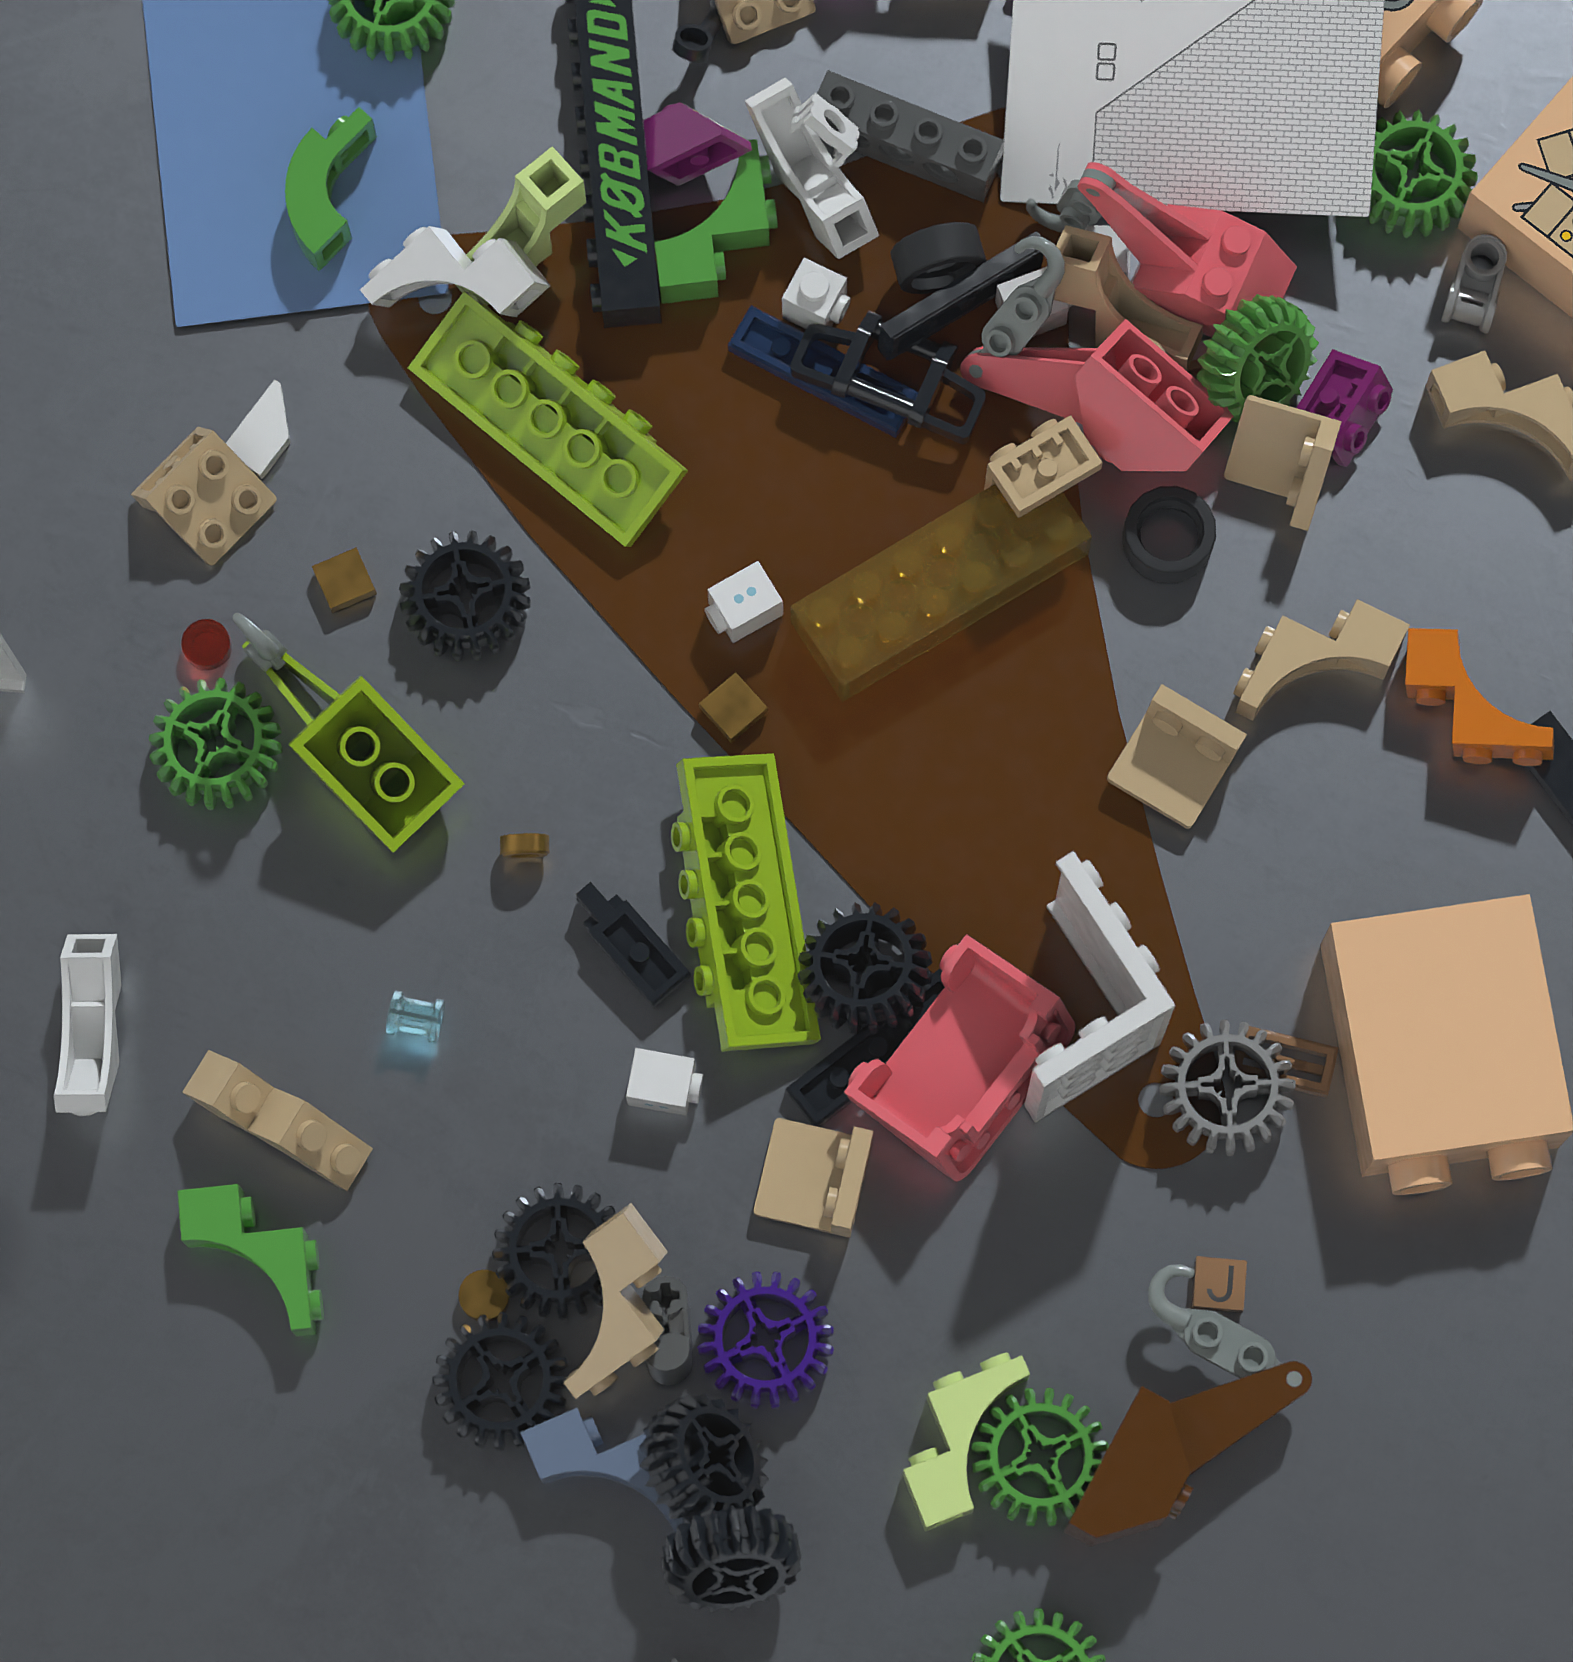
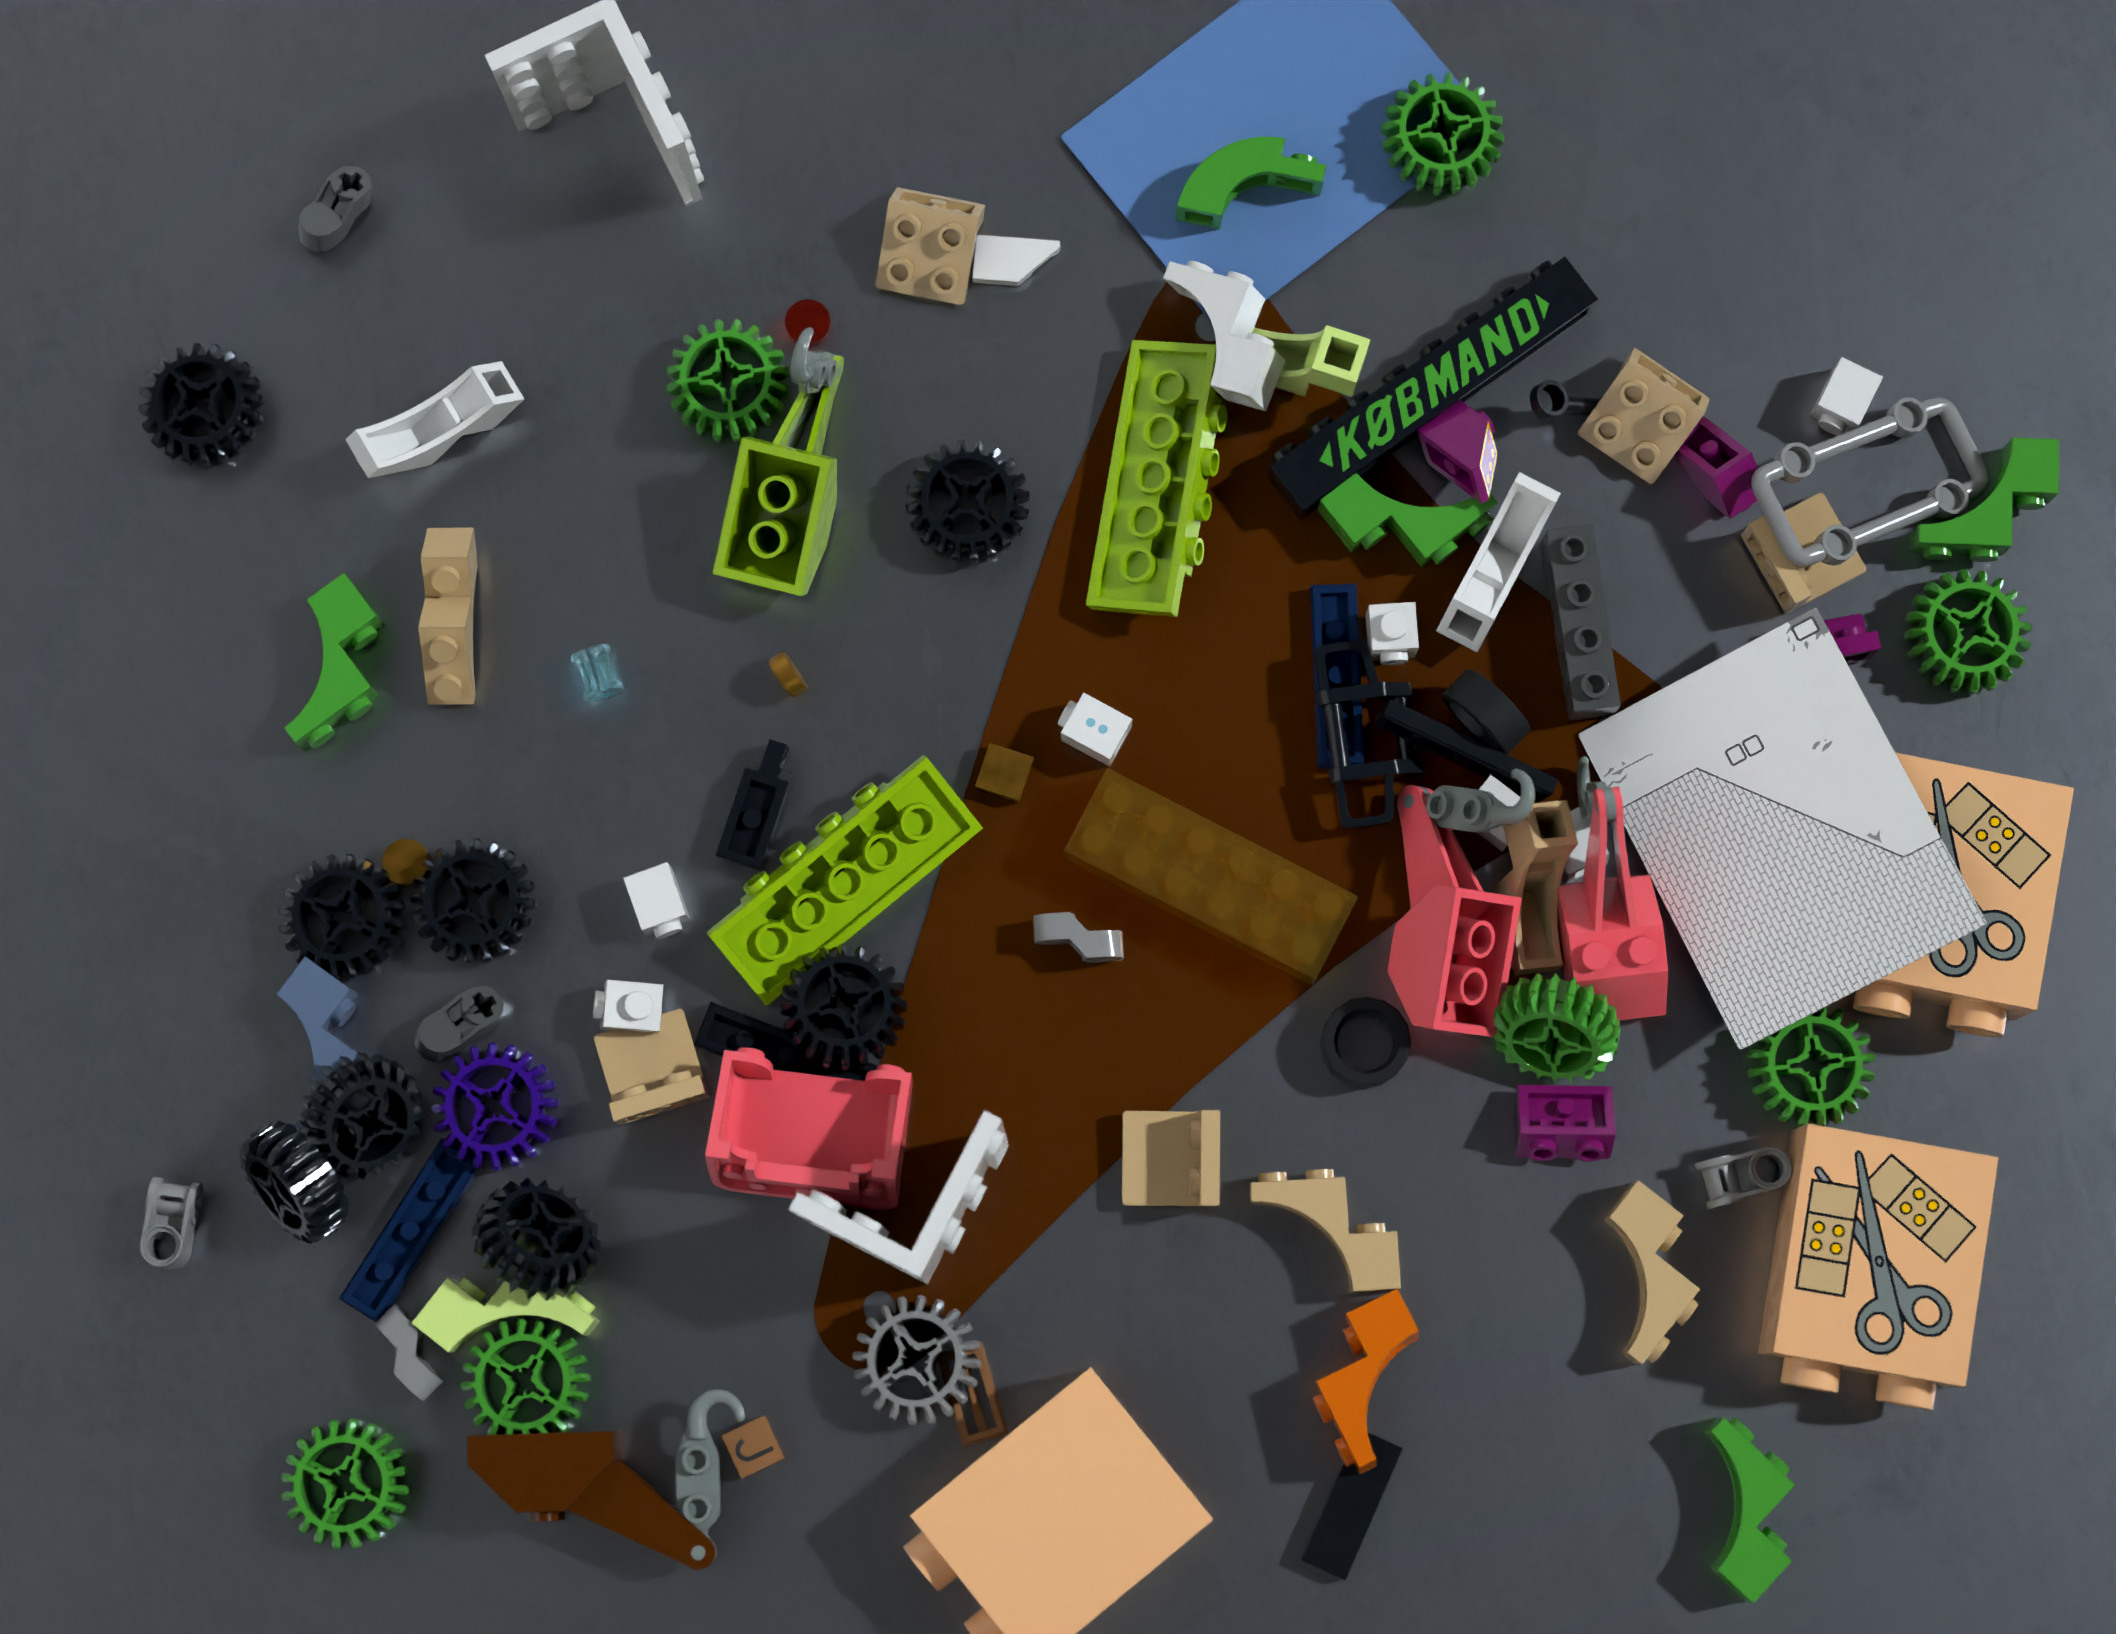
camera: 60 degrees right, 5 degrees up
(344, 580) = (926, 398): pearl gold tile -> none
(623, 1254) = (482, 956): tan arch -> none
(746, 1163) = (629, 1006): none -> white bracket
(813, 115) = (1534, 534): white piece -> none
(835, 1489) = (409, 1232): none -> dark blue tile
(917, 1364) = (529, 1249): none -> black gear
(925, 726) = (1066, 929): none -> light grey piece
(935, 1544) = (409, 1364): none -> light grey piece
(1043, 465) = (1347, 903): tan bracket -> none
(1283, 453) = (1490, 1099): tan bracket -> none

